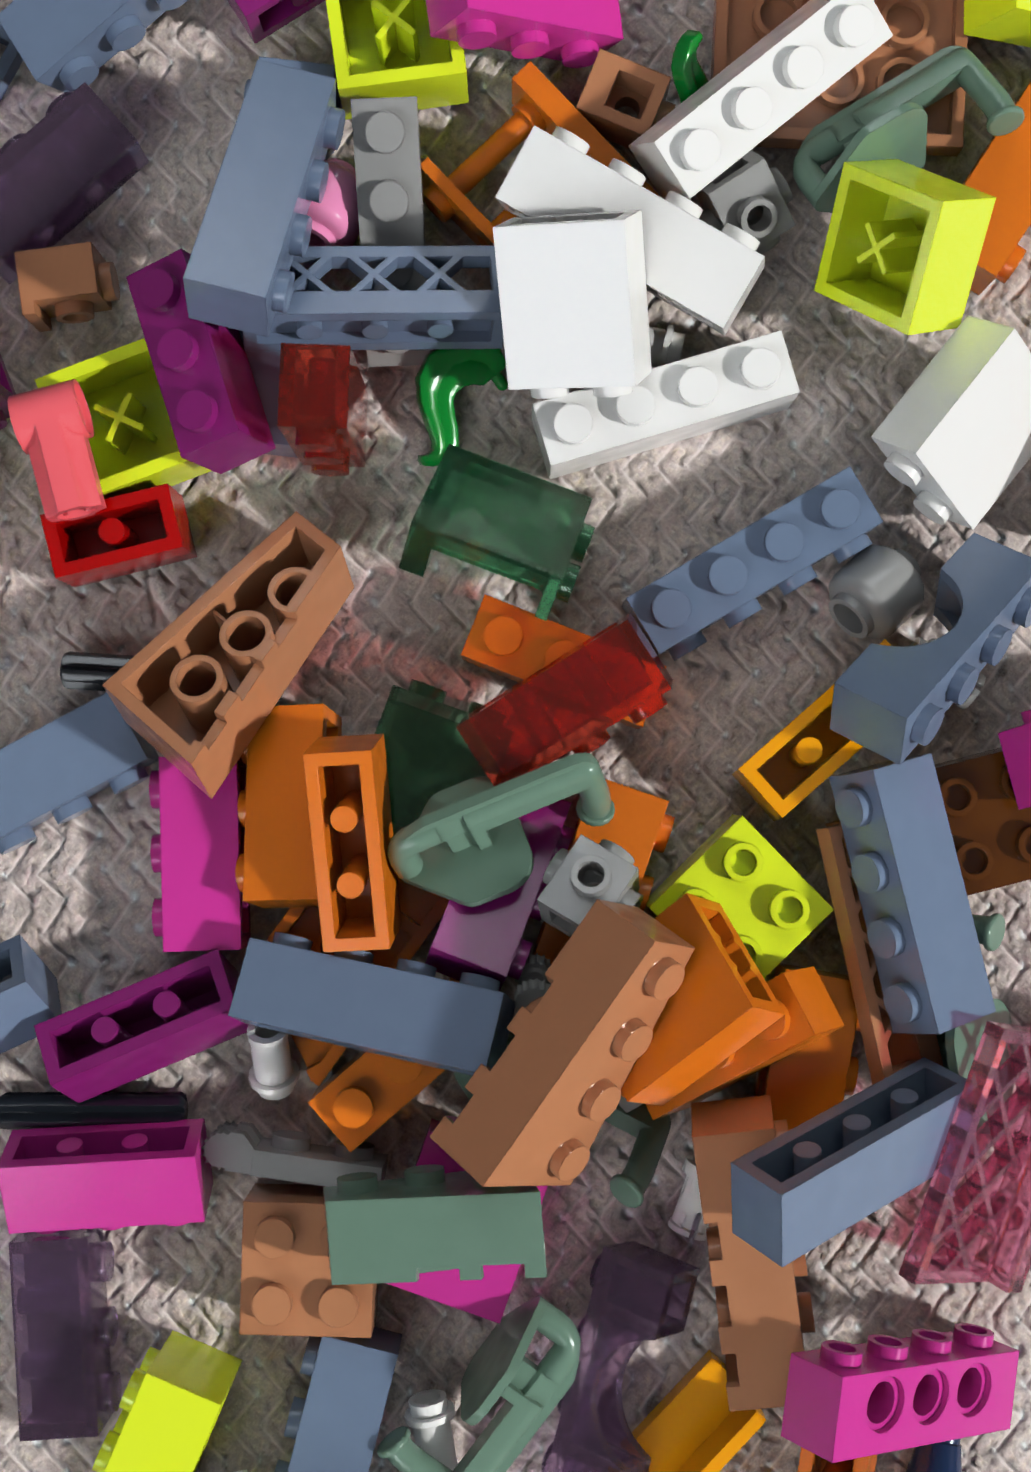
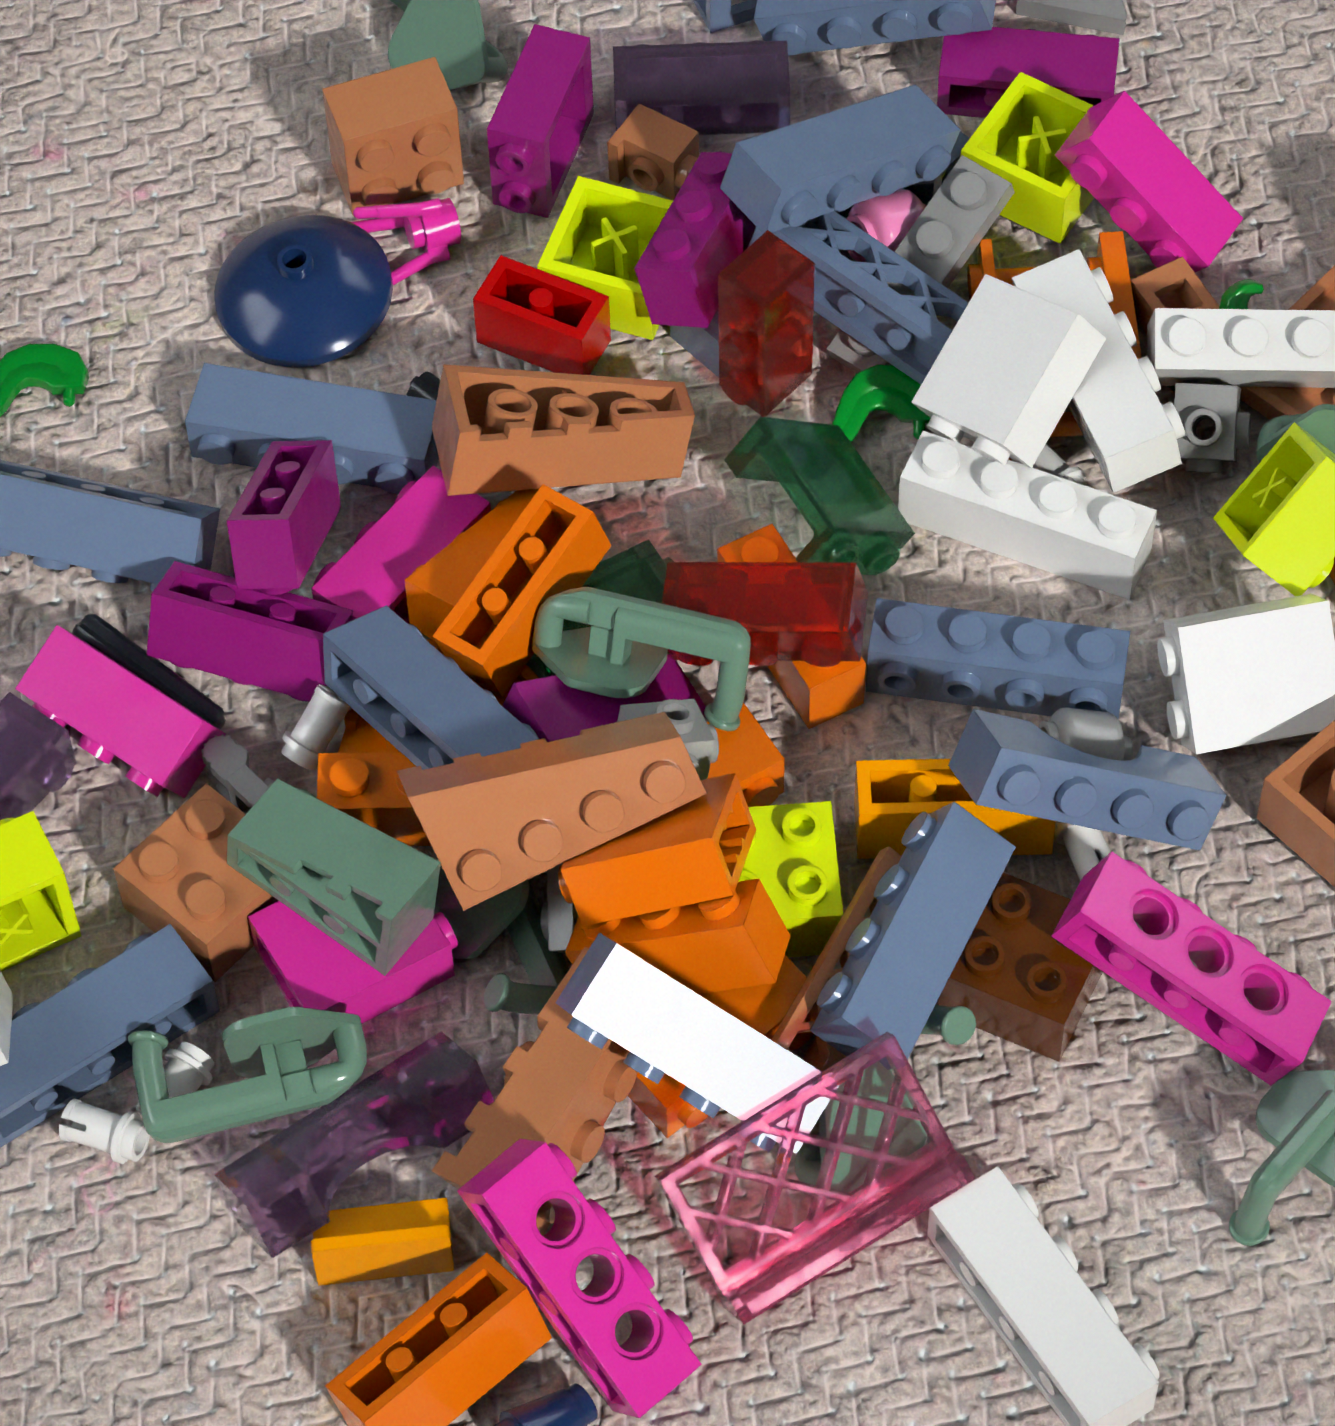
camera: 45 degrees right, 30 degrees down
(55, 431) = (559, 205): coral piece -> none
(85, 914) = (284, 516): none -> magenta brick

